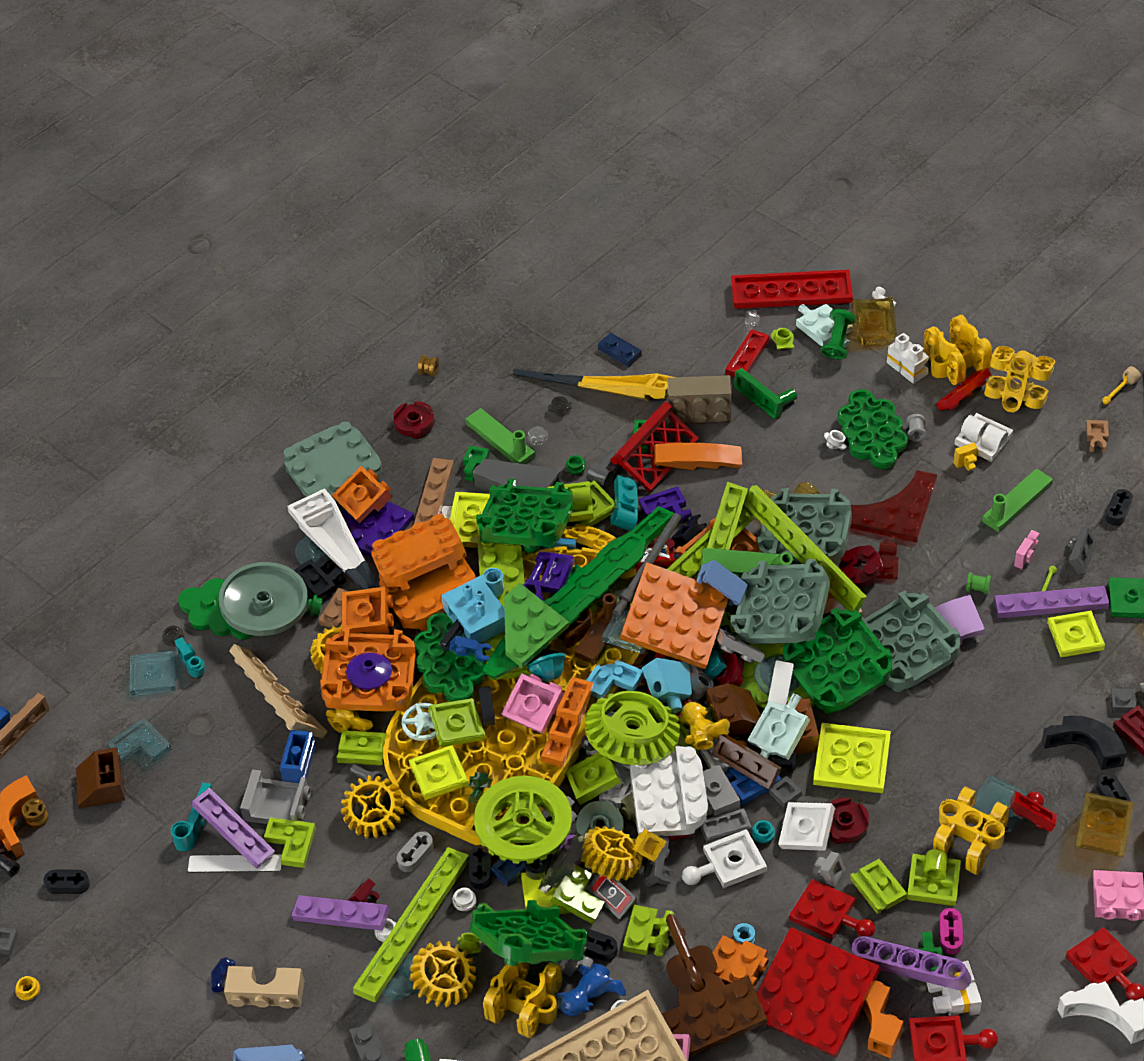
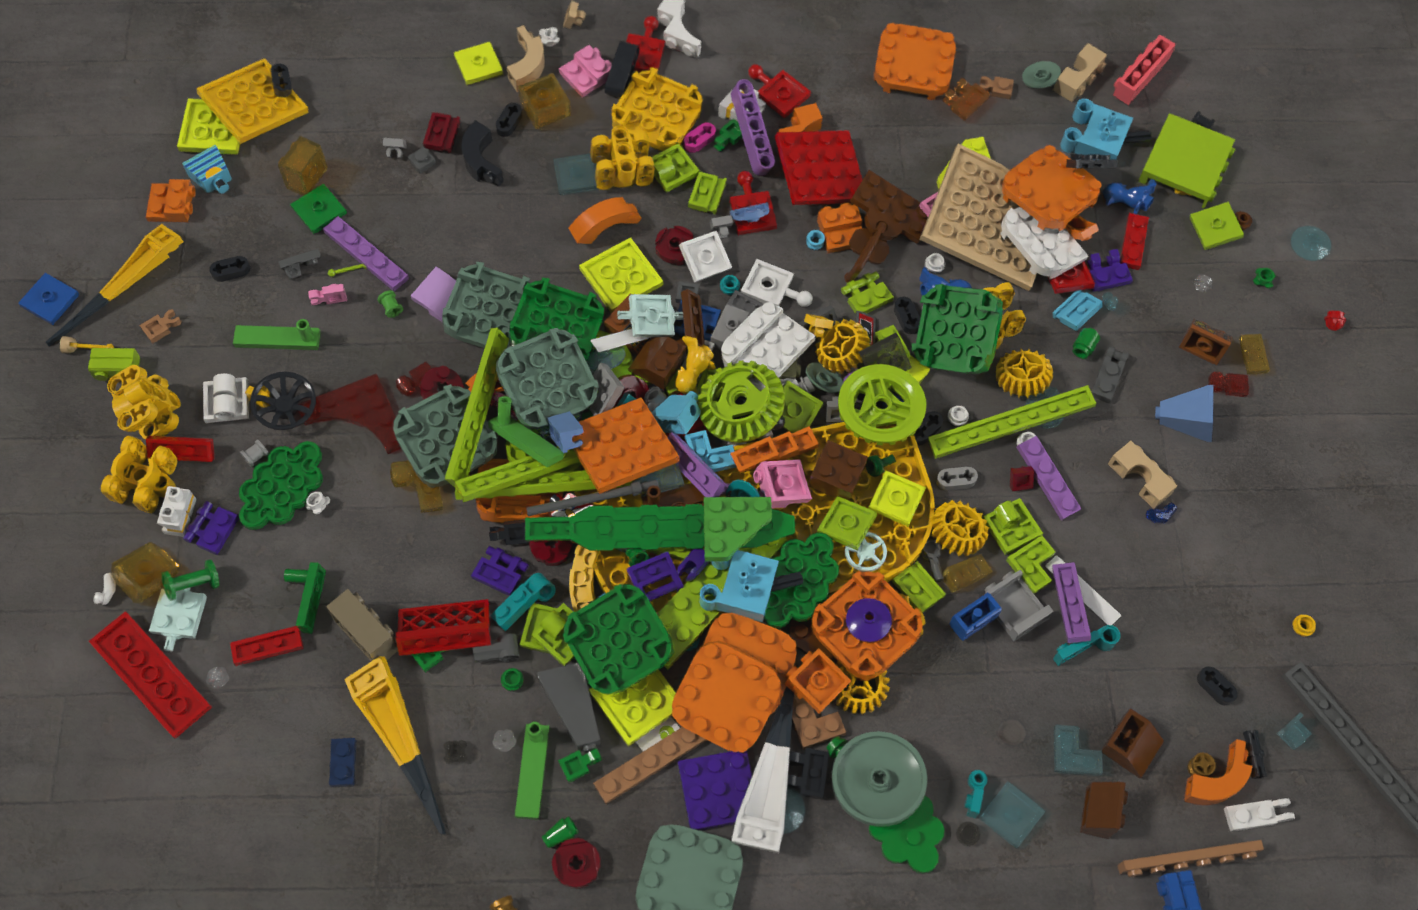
camera: 140 degrees left, 15 degrees up
(86, 718) = (1103, 809): none -> reddish brown slope
(276, 693) = (946, 655): tan wing -> none
(334, 852) = (1012, 525): none -> lime plate
(336, 774) = (955, 580): none -> clear yellow slope
(362, 493) = (705, 806): orange plate -> none
(441, 424) = (560, 832): none -> green cone
(466, 647) = (790, 555): blue plate -> none
(469, 942) = (981, 379): lime plate -> none
(486, 706) = (814, 514): black beam -> none
(502, 746) = (838, 471): none -> reddish brown brick
(579, 644) = (697, 470): none -> medium lavender piece
(695, 455) = (424, 586): orange slope -> none
(783, 338) = (222, 633): lime animal -> none
(814, 890) = (750, 213): none -> medium blue plate
(872, 379) = (216, 531): none -> dark purple plate
(918, 782) = (600, 217): none -> orange arch
(942, 463) = (284, 403): none -> black wheel
(1014, 916) = (658, 108): none -> yellow plate
(1032, 809) = (569, 146): red plate -> none
(1076, 634) = (386, 218): neon yellow plate -> none
(1083, 390) = (109, 361): none -> lime brick
(1089, 915) = (622, 68): none -> black beam

